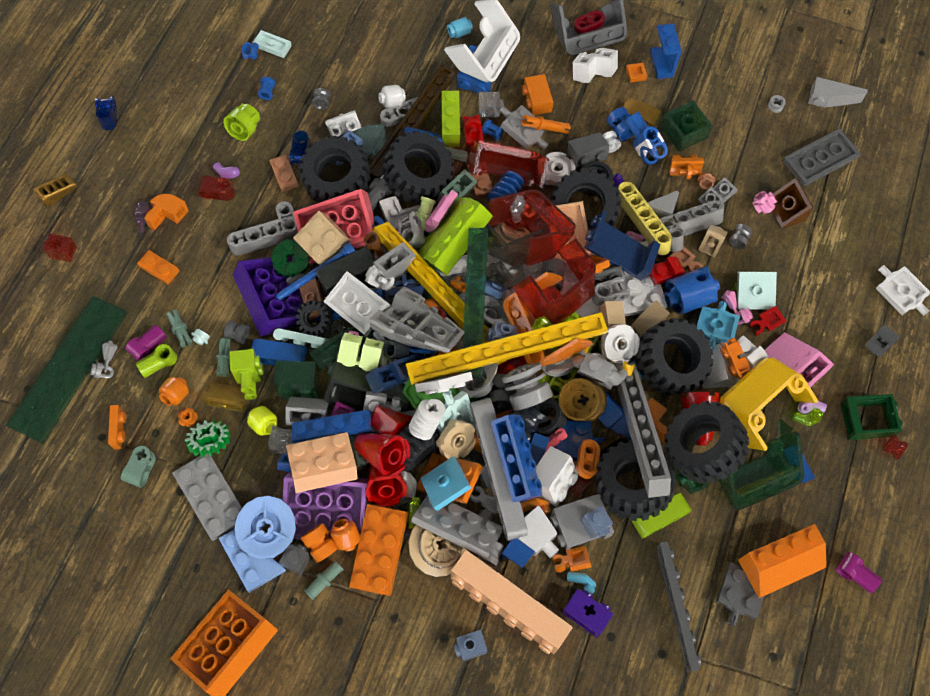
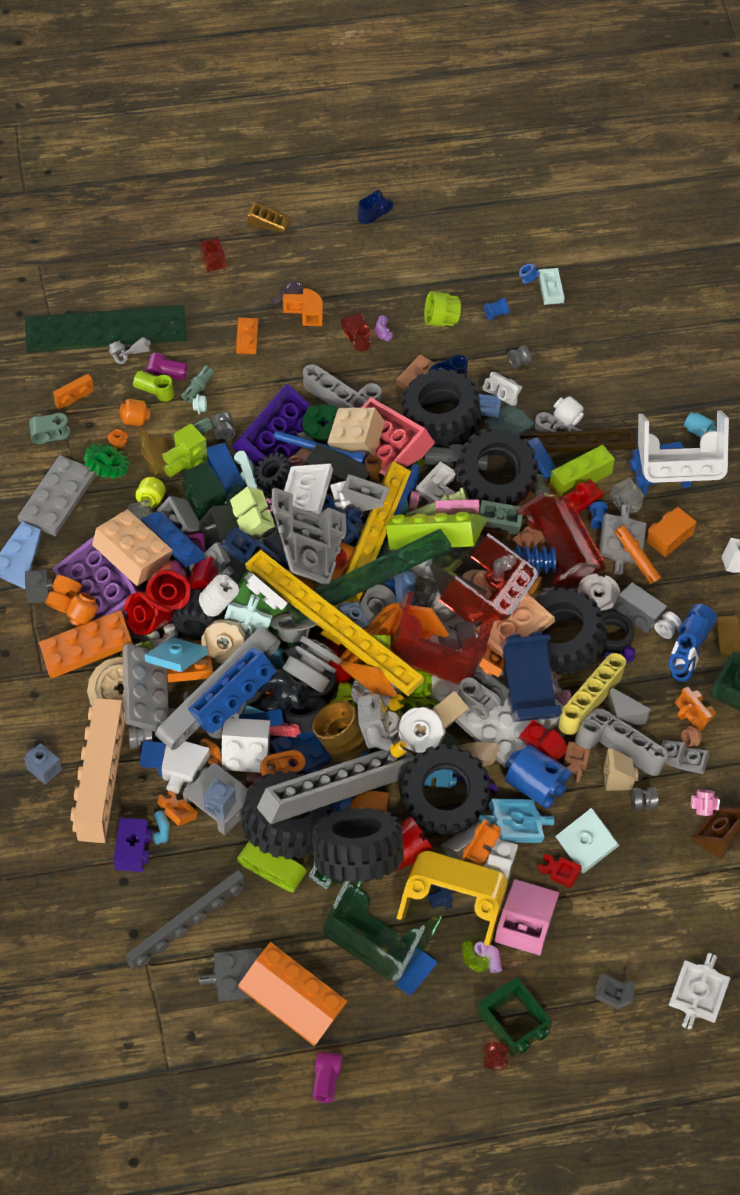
camera: 60 degrees right, 10 degrees down
(252, 520) = (50, 544): light blue piece -> none
(323, 579) = (33, 619): sand green pin -> none
(411, 230) = (421, 499): light grey piece -> none
(730, 298) = (551, 843): bright pink piece -> none

